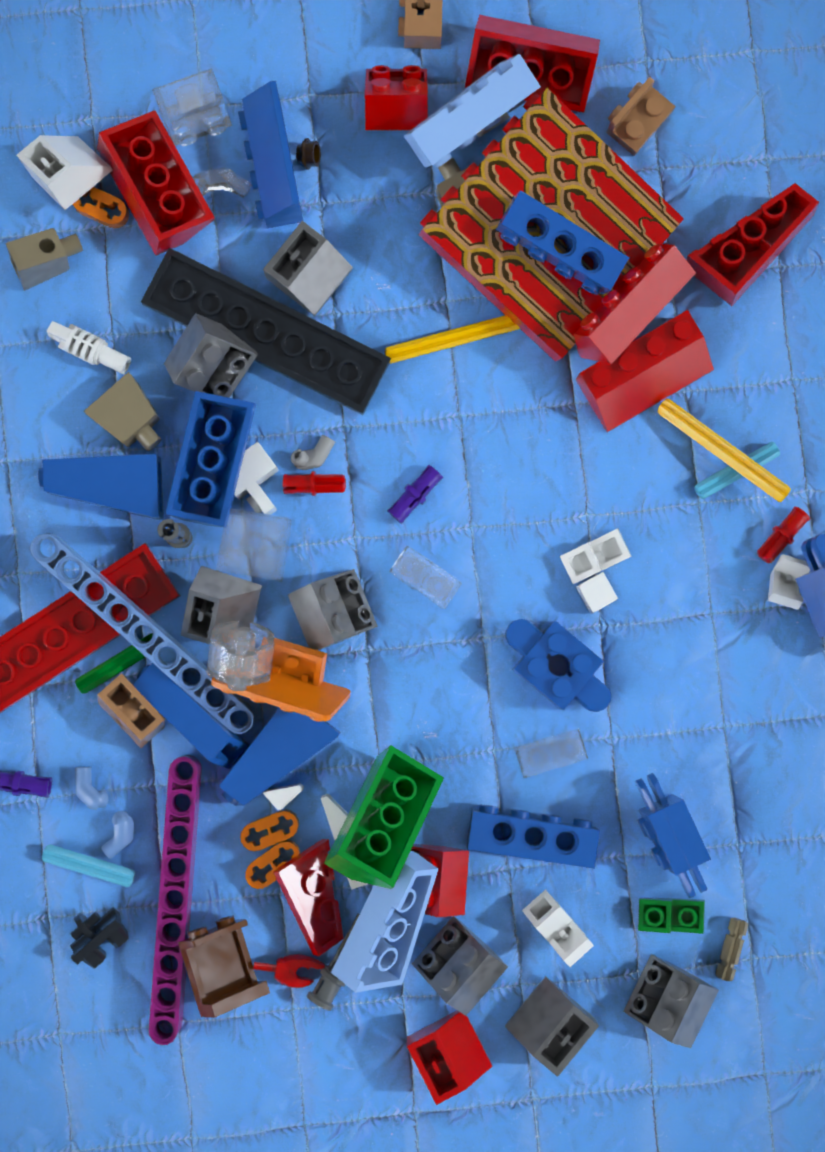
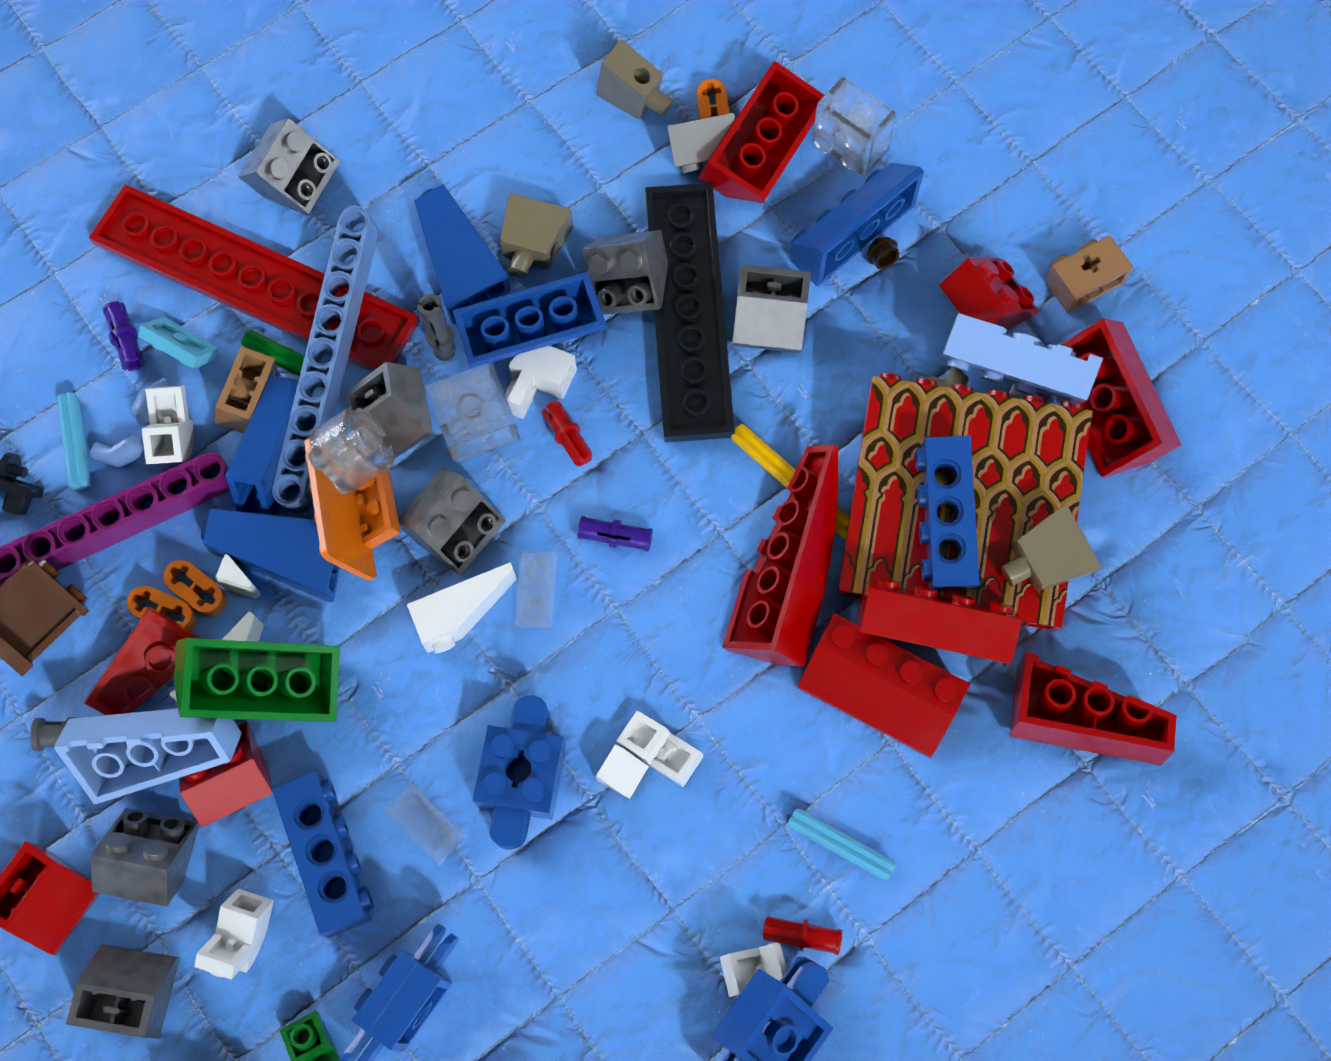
camera: 65 degrees right, 15 degrees down
(52, 742) = (178, 342): none -> medium azure plate
(63, 167) = (726, 56): white slope -> none
(88, 347) = (575, 170): white hinge -> none
(126, 235) = (697, 140): none -> light grey slope
(127, 785) = (170, 430): none -> white brick
(222, 179) = (805, 191): clear arm -> none
(286, 969) = (59, 683): red hand -> none
(314, 457) = (592, 420): light grey arm -> none
(406, 650) = (455, 610): none -> white slope
(528, 389) = (787, 586): none -> red wedge
(633, 190) = (1051, 553): none -> dark tan torso
(639, 117) = (1136, 529): medium nougat bracket -> none
(724, 450) = (851, 815): yellow axle -> none

